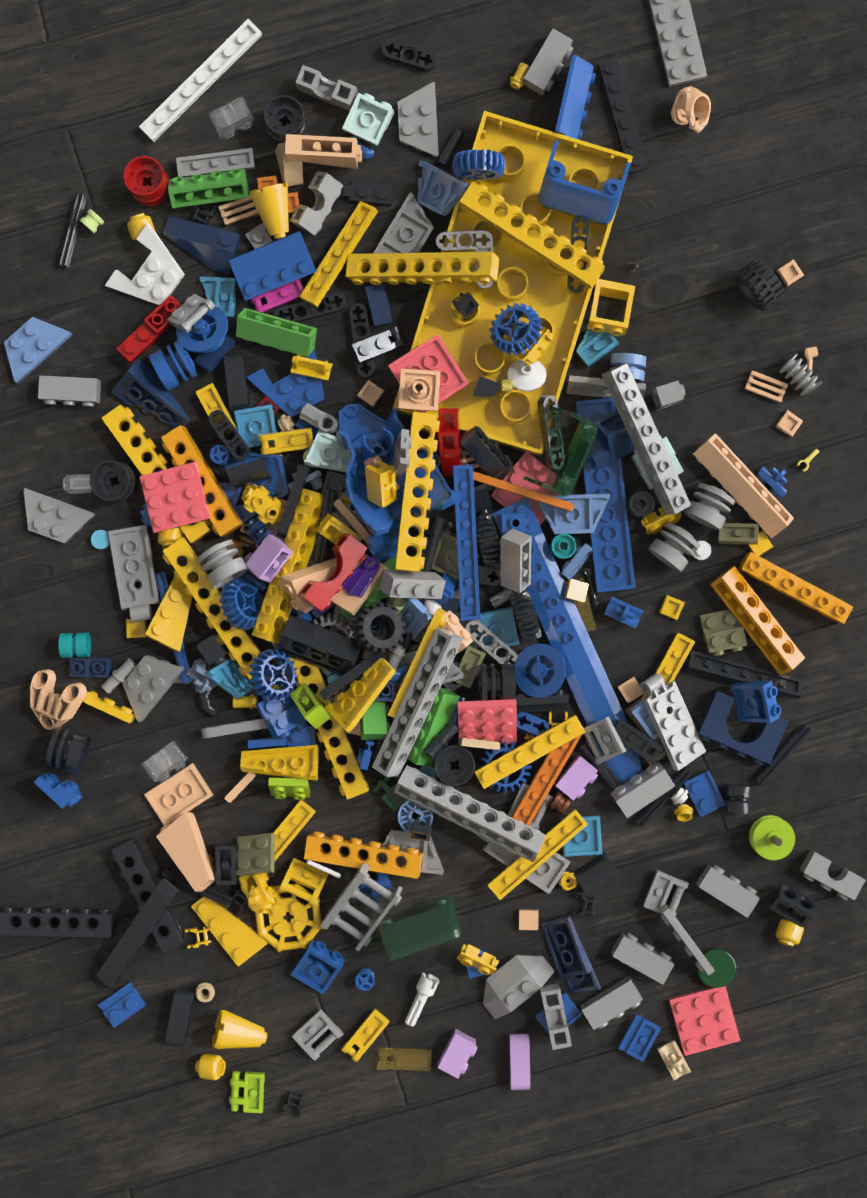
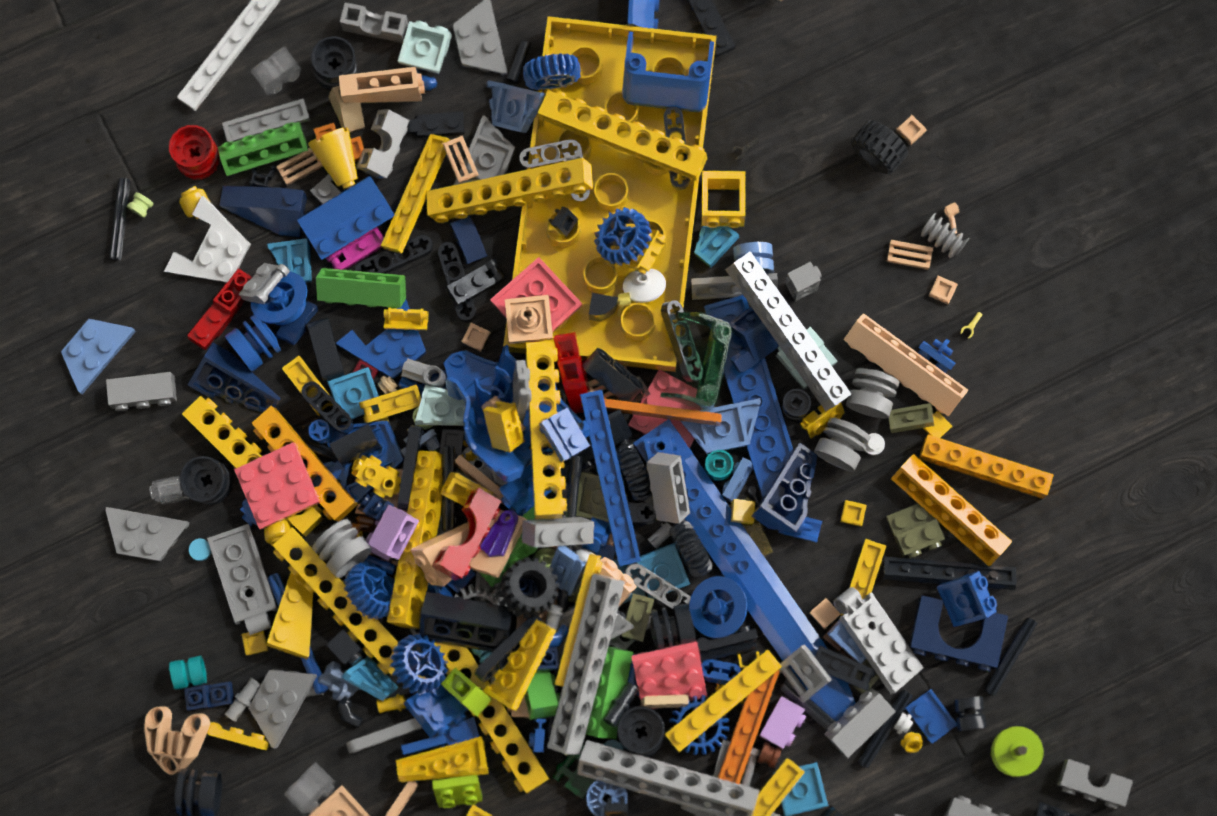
camera: 10 degrees left, 10 degrees down
(387, 246) = (467, 176): none -> light nougat tile
(432, 501) = (564, 434): none -> plate
(616, 587) = (787, 498): none -> dark blue wedge

